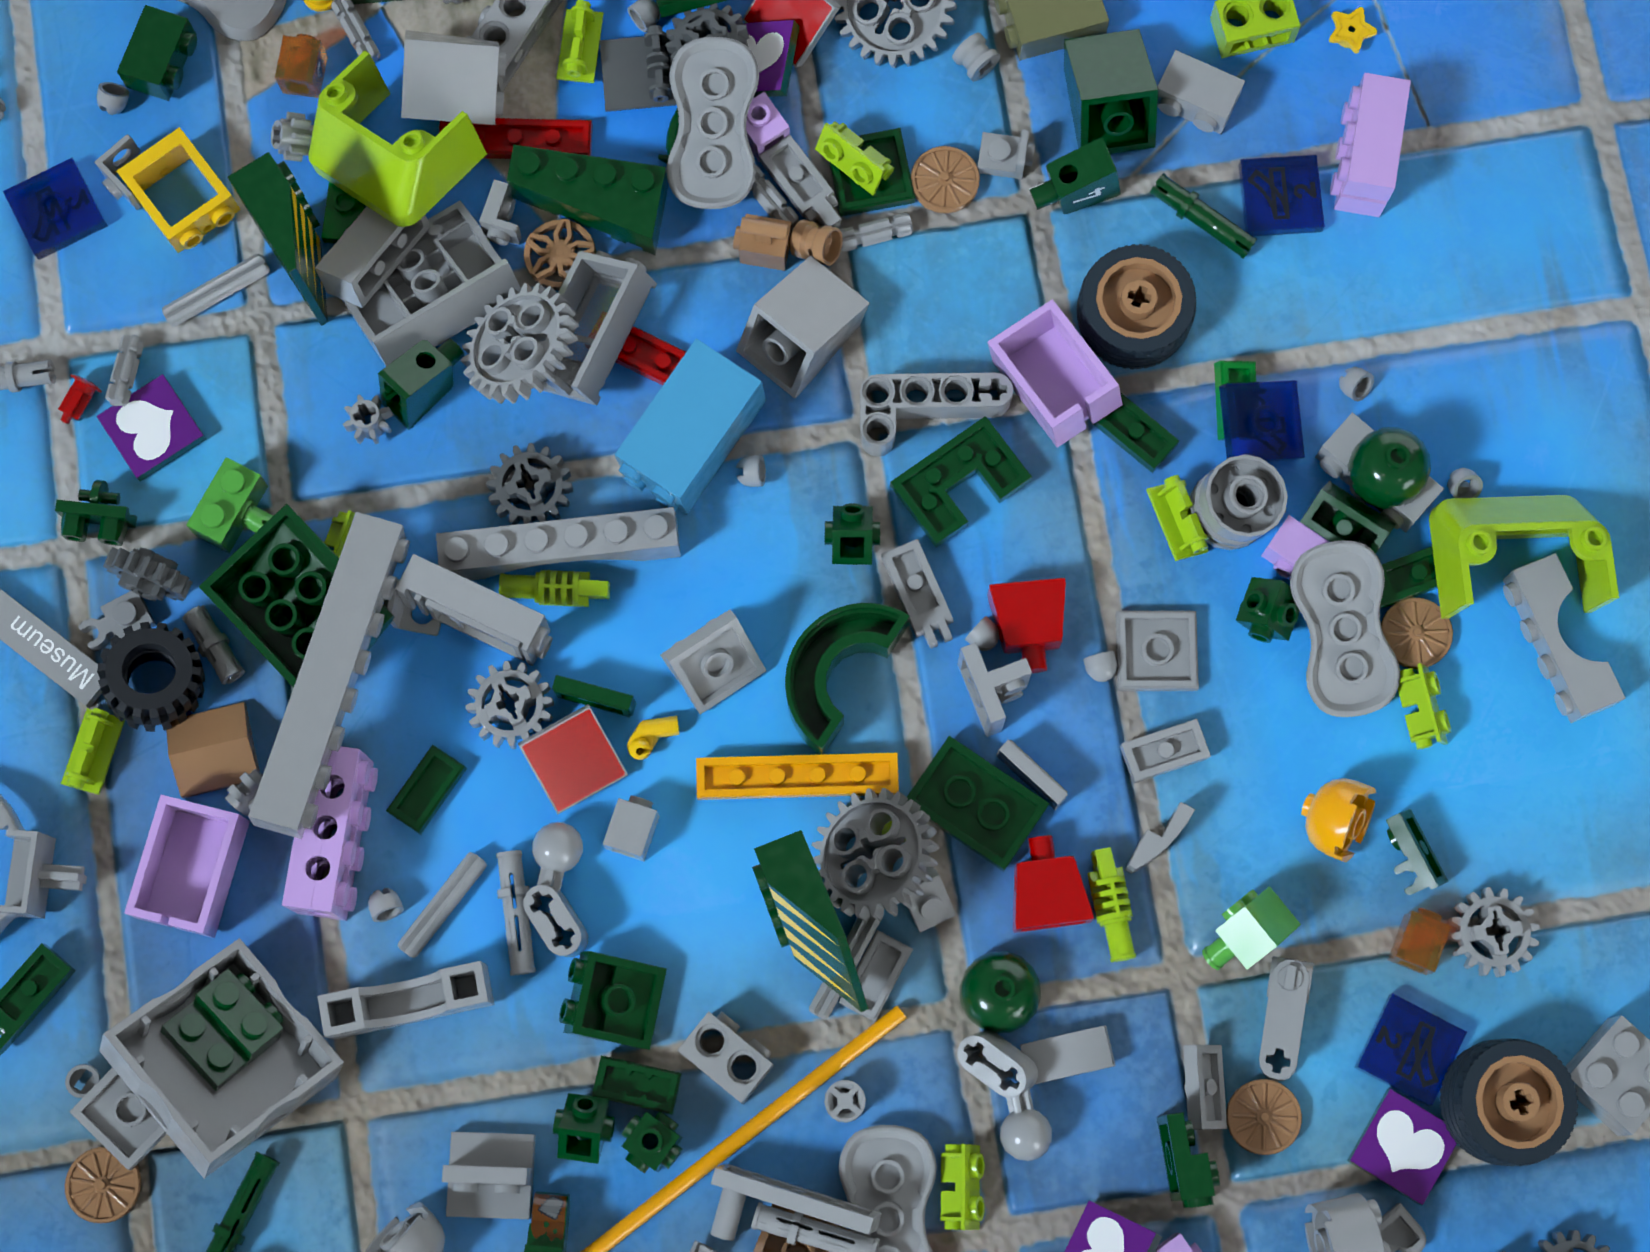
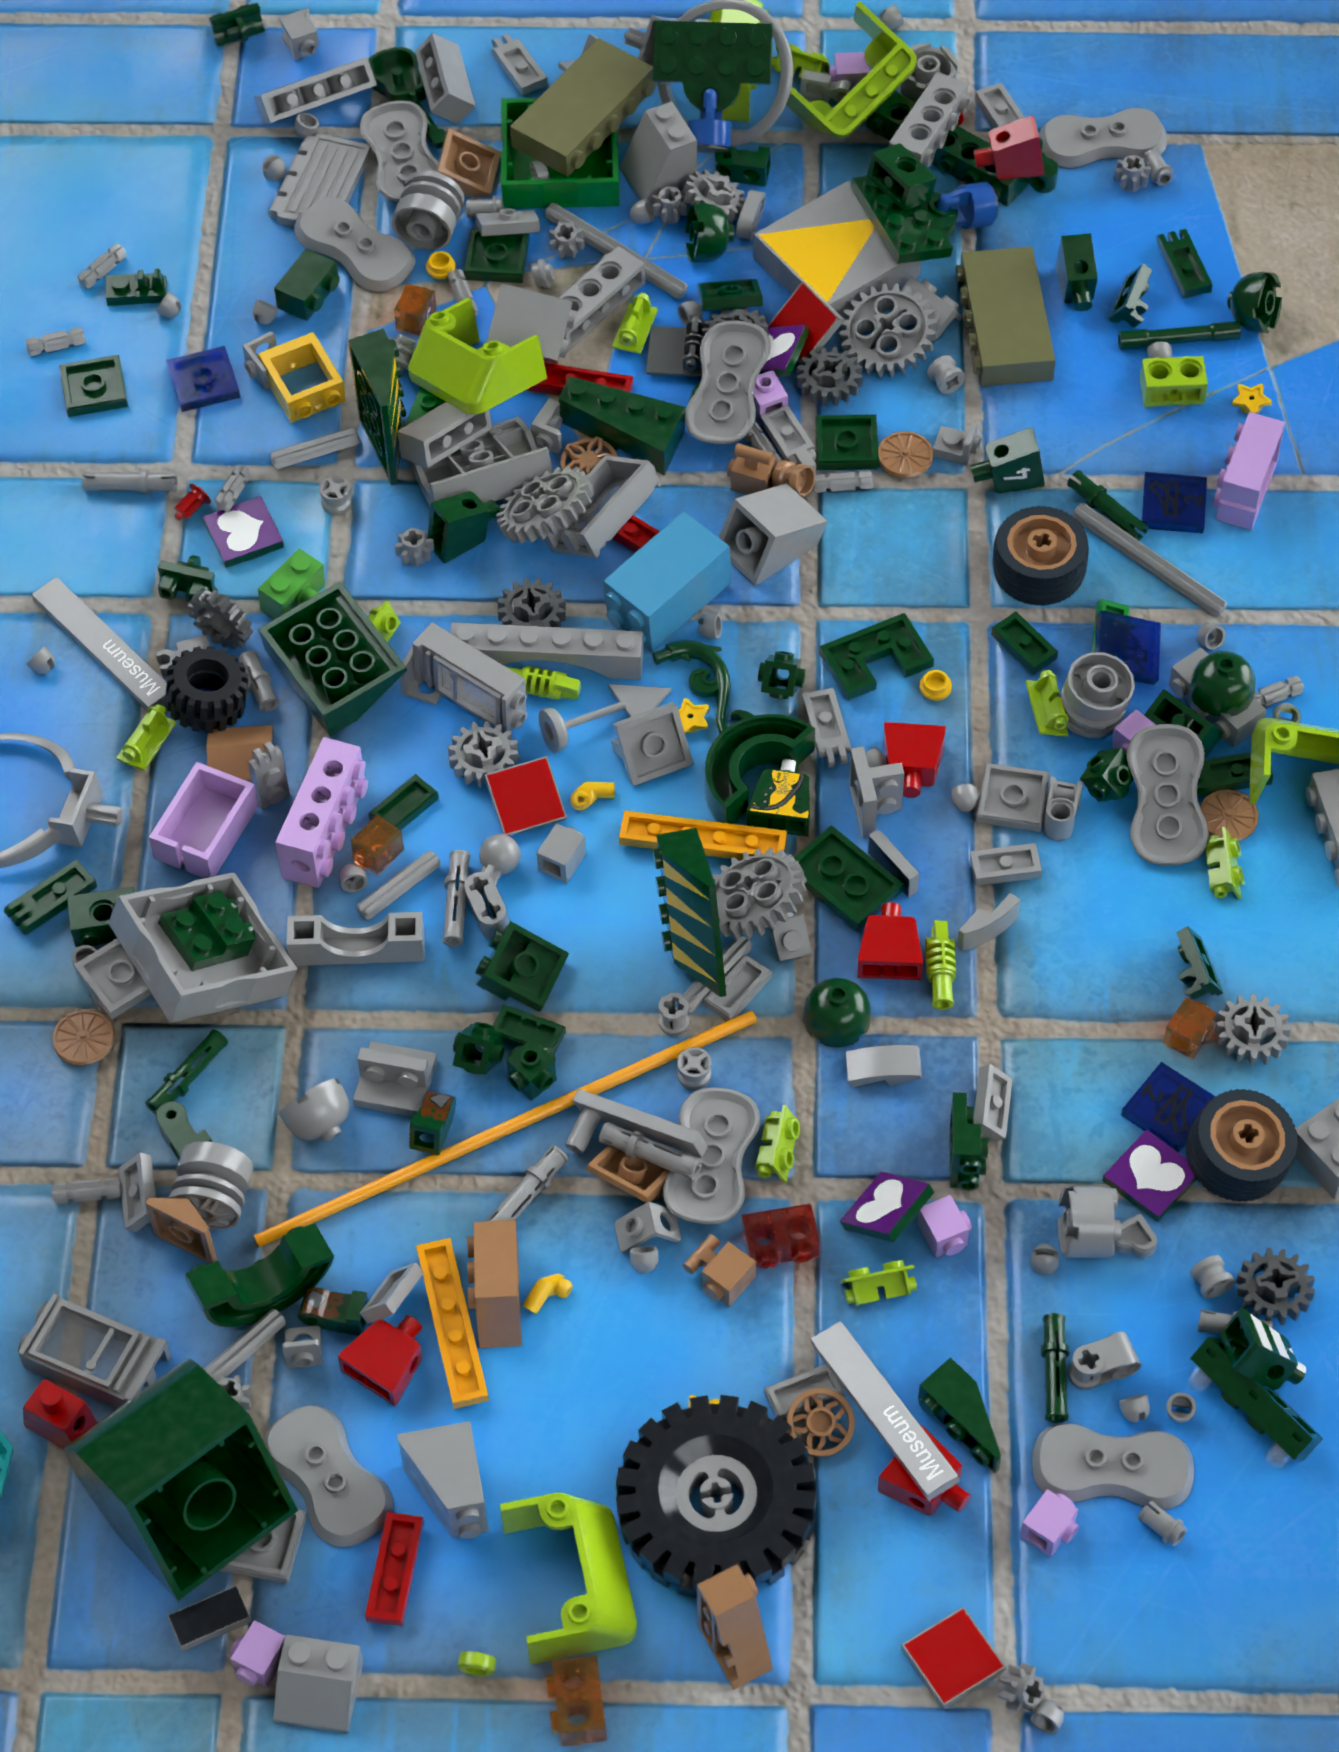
camera: 10 degrees right, 20 degrees down
(69, 1016) = (88, 911): none -> dark green brick
(250, 350) = (337, 487): none -> light grey wheel
(328, 676) = (347, 690): light grey brick -> none
(404, 858) = (377, 845): none -> clear orange brick
(594, 696) = (562, 761): dark green tile -> none
(680, 590) = (630, 698): none -> light grey piece
(720, 1064) = (597, 1025): light grey brick -> none
(751, 615) = (698, 721): none -> yellow plate
(754, 558) = (697, 681): none -> dark green plant
(816, 1041) = (678, 1014): none -> light grey bush
(833, 98) = (829, 376): none -> dark grey gear
(842, 149) = (833, 425): lime hinge -> none
(884, 708) = (781, 800): none -> torso
(935, 406) = (860, 595): light grey beam -> none
(1024, 1131) = (837, 1108): light grey beam -> none
(1038, 510) = (935, 685): none -> yellow plate
(1055, 373) = (965, 586): lavender piece -> none
(1112, 90) = (1053, 406): slope -> none
(1198, 92) = (1119, 421): light grey piece -> none
(1218, 651) = (1061, 808): none -> light grey piece
(1251, 929) = (1050, 988): bright green brick -> none
(1264, 1117) = (1038, 1135): medium nougat wheel -> none
(1265, 284) = (1150, 559): none -> light grey axle
(1285, 1011) = (1067, 1062): light grey piece -> none
(1338, 816) = (1140, 926): light orange cylinder -> none
(1452, 446) = (1278, 691): none -> light grey axle

